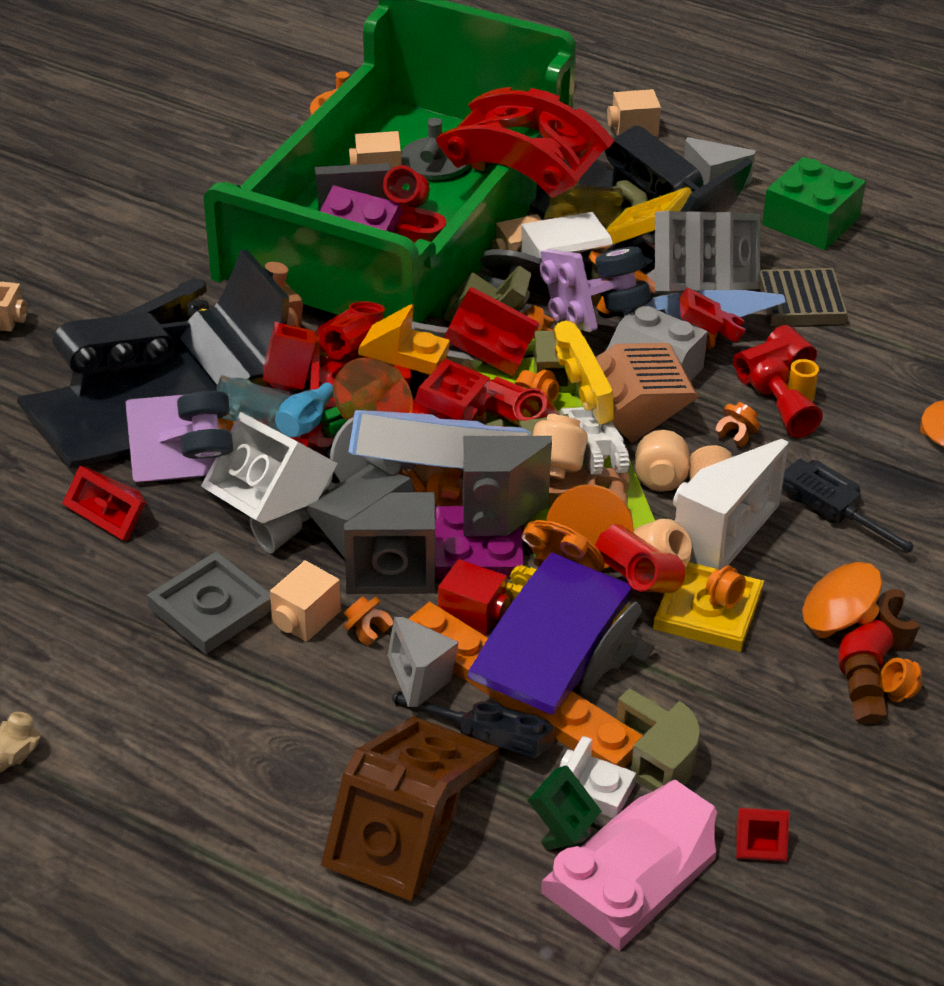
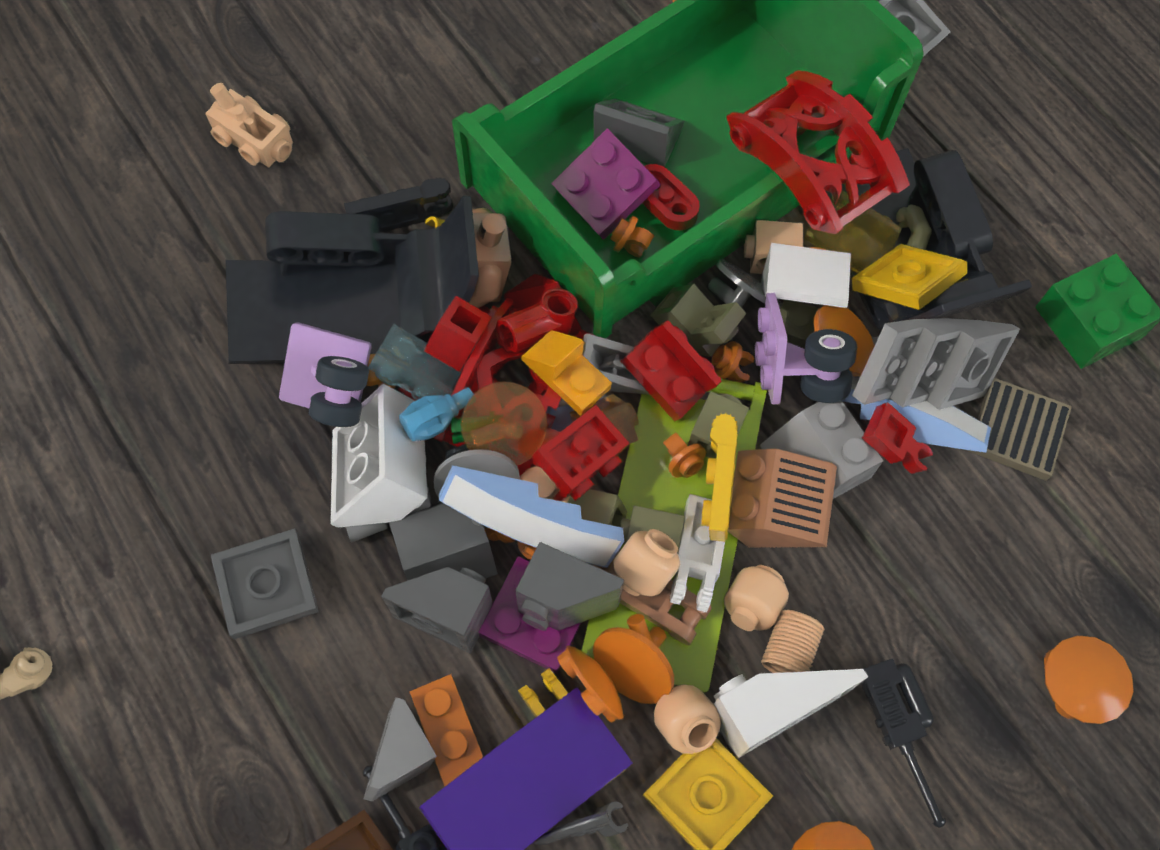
camera: 25 degrees right, 25 degrees up
(105, 502) = (243, 416): red slope -> none
(305, 601) = (339, 625): light nougat brick -> none
(364, 613) = (384, 662): orange plate -> none
(376, 149) = (681, 92): light nougat brick -> none
(399, 179) = (667, 161): red piece -> none
(427, 156) = (735, 95): dark grey shield -> none
(474, 595) = (490, 691): red brick -> none
(517, 403) = (652, 473): red piece -> none
(633, 109) = (980, 112): light nougat brick -> none
(640, 562) = (652, 757): red piece -> none
(716, 158) = (1027, 216): light grey slope -> none
(725, 587) = (723, 800): orange plate -> none
(741, 418) = (865, 575): orange plate -> none
(782, 344) = (955, 502): red piece -> none
(797, 411) = (925, 585): red piece -> none
(804, 377) = (961, 544): light orange hinge -> none

